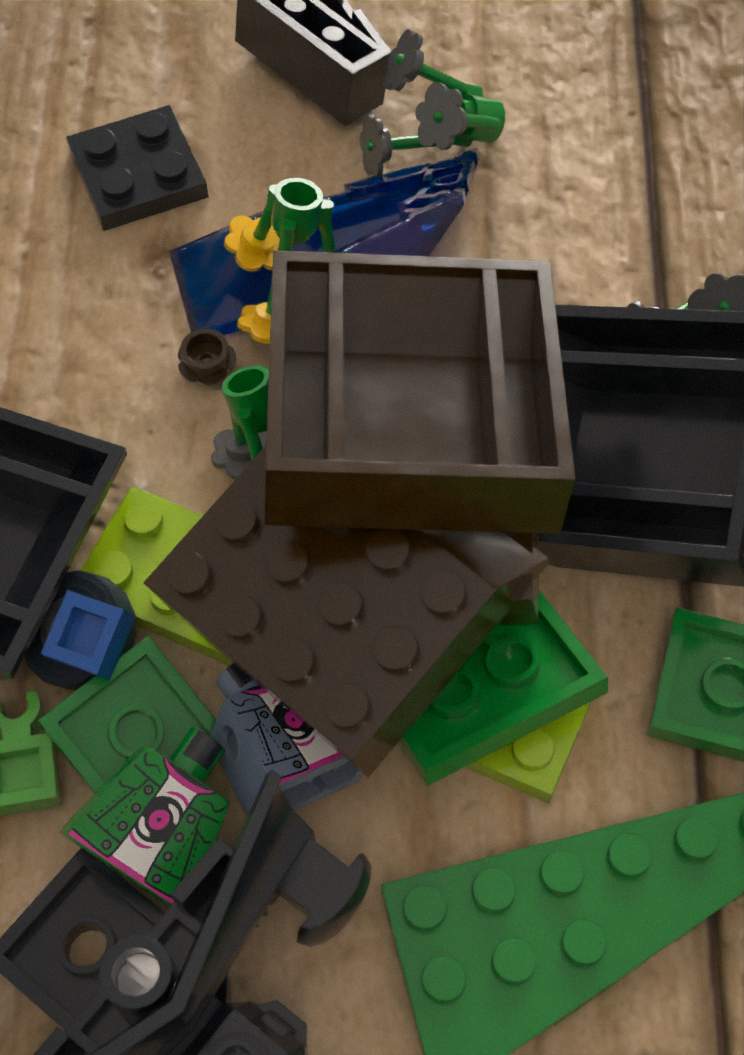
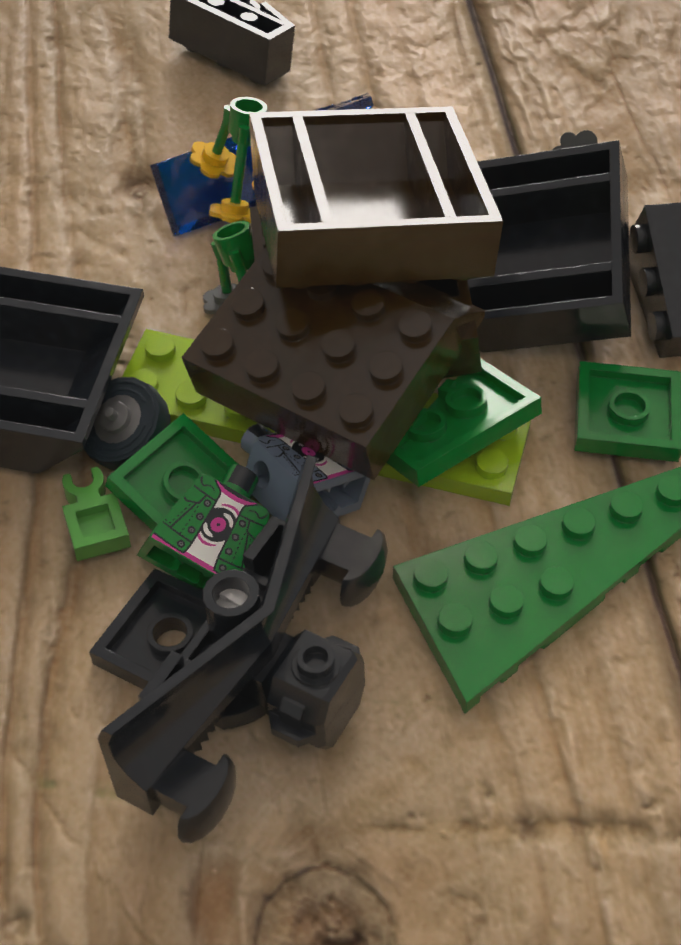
camera: 10 degrees left, 10 degrees down
(88, 634) = (138, 411): blue plate -> none
(137, 167) = (107, 126): black plate -> none
(202, 345) = (186, 241): dark brown plate -> none
(446, 116) = (343, 63): dark grey plant -> none

